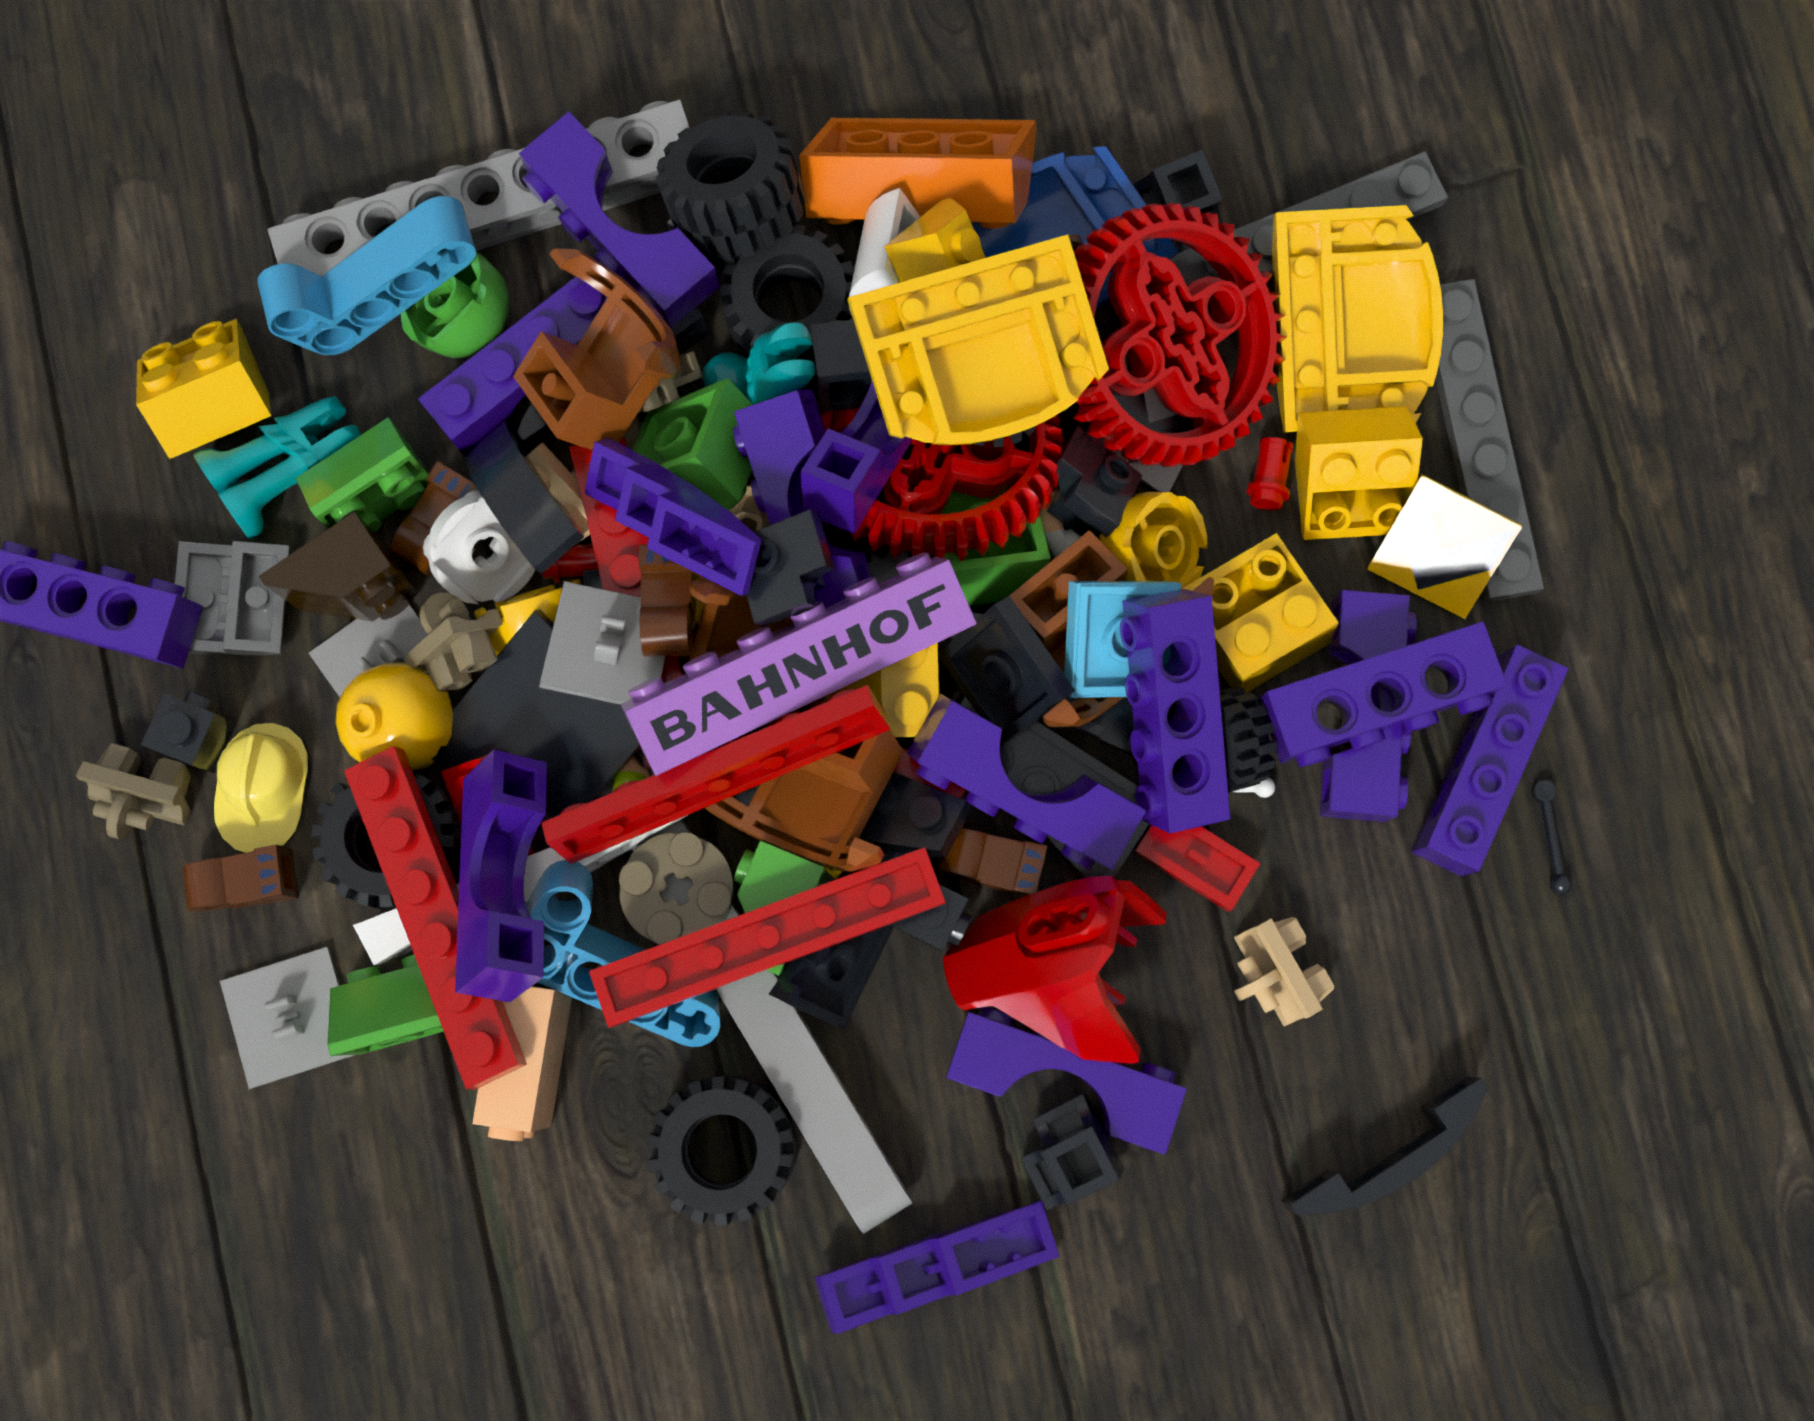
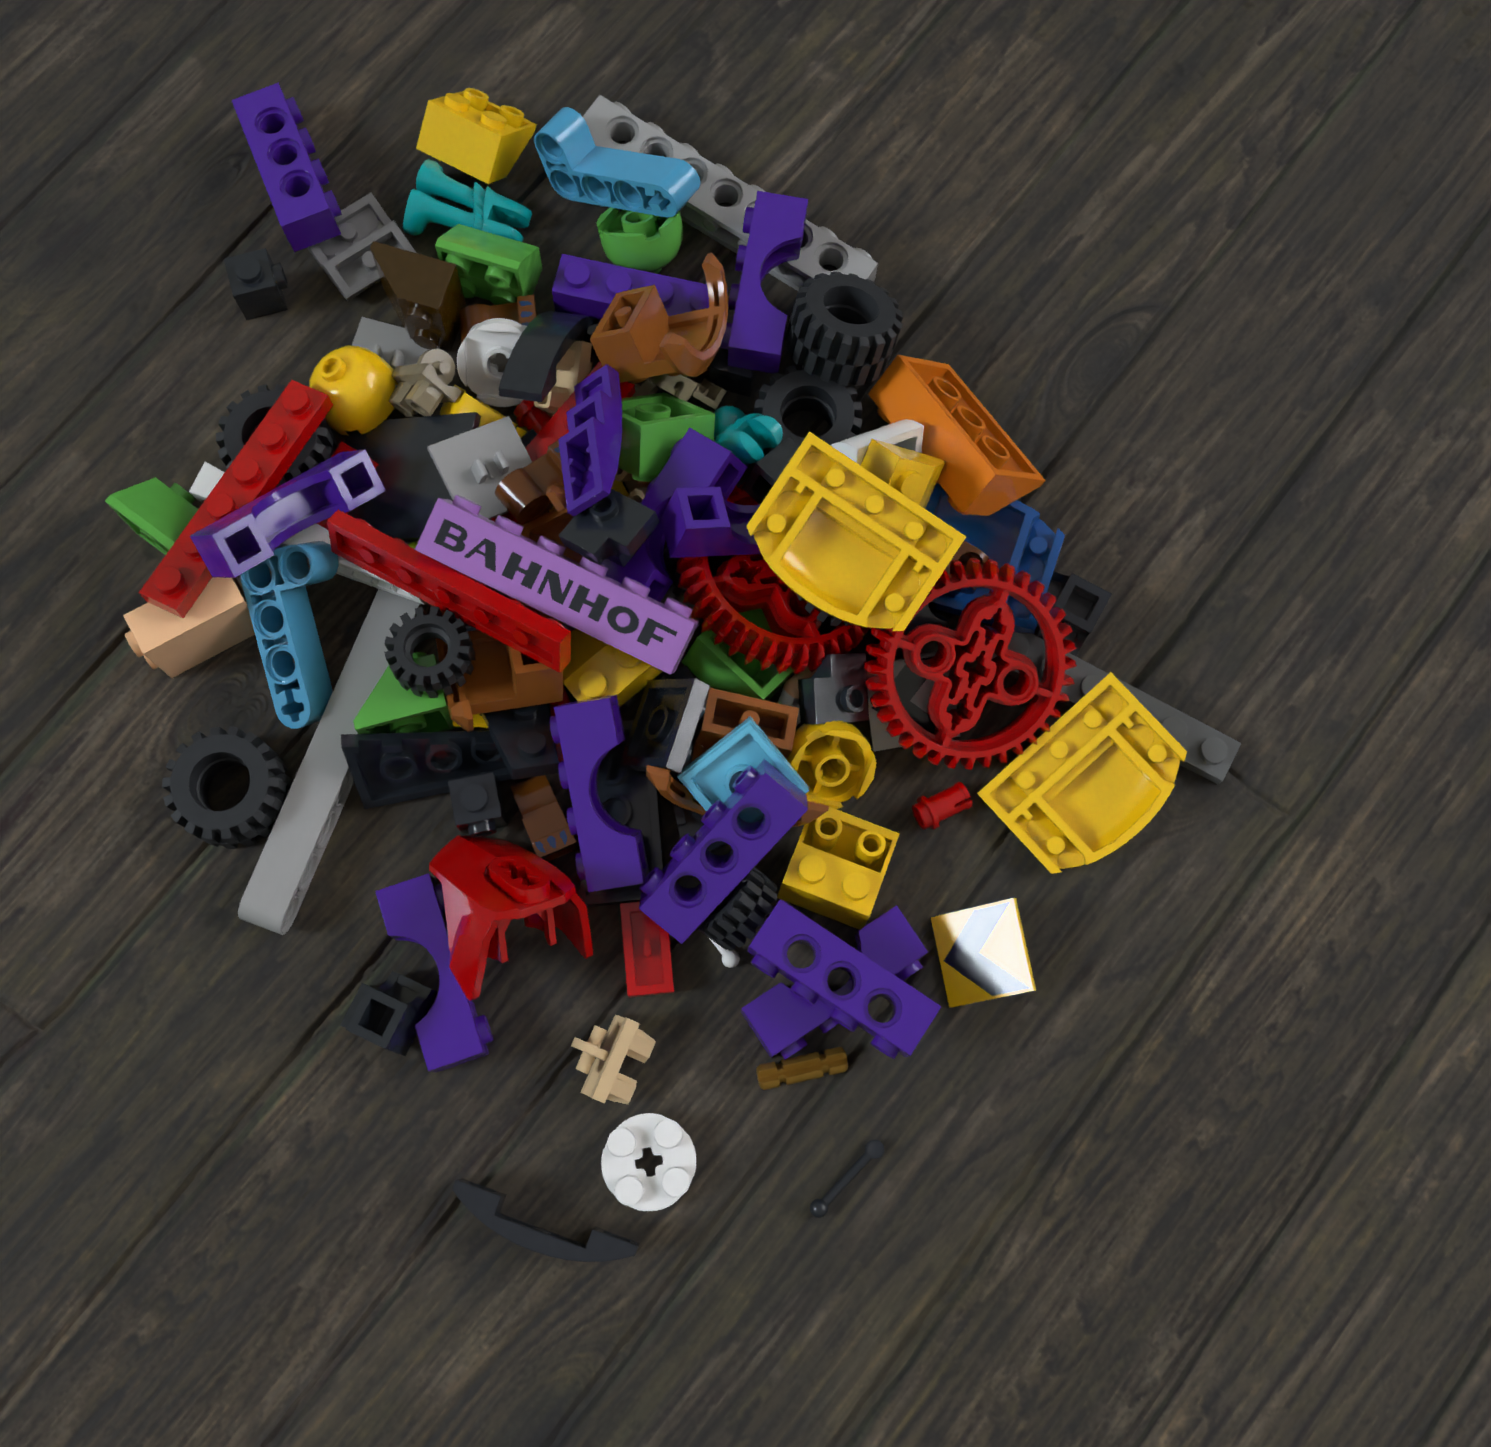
camera: 45 degrees right, 5 degrees down
(131, 799) = (191, 280): dark tan hips -> none
(241, 879) = (189, 381): reddish brown leg -> none
(260, 787) = (257, 351): light yellow piece -> none
(282, 1016) = (121, 461): light grey piece -> none
(645, 879) = (344, 627): dark tan plate -> none
(733, 821) = (415, 631): none -> black tyre
(766, 937) = (372, 701): red plate -> none
(936, 1267) = (252, 982): dark purple slope -> none
(1355, 470) = (987, 855): yellow slope -> none
(1421, 800) = (802, 1068): none -> pearl gold axle
(1431, 998) = (631, 1184): none -> white plate
(1481, 435) = (1081, 925): dark grey plate -> none
(1489, 764) = (862, 1092): dark purple brick -> none

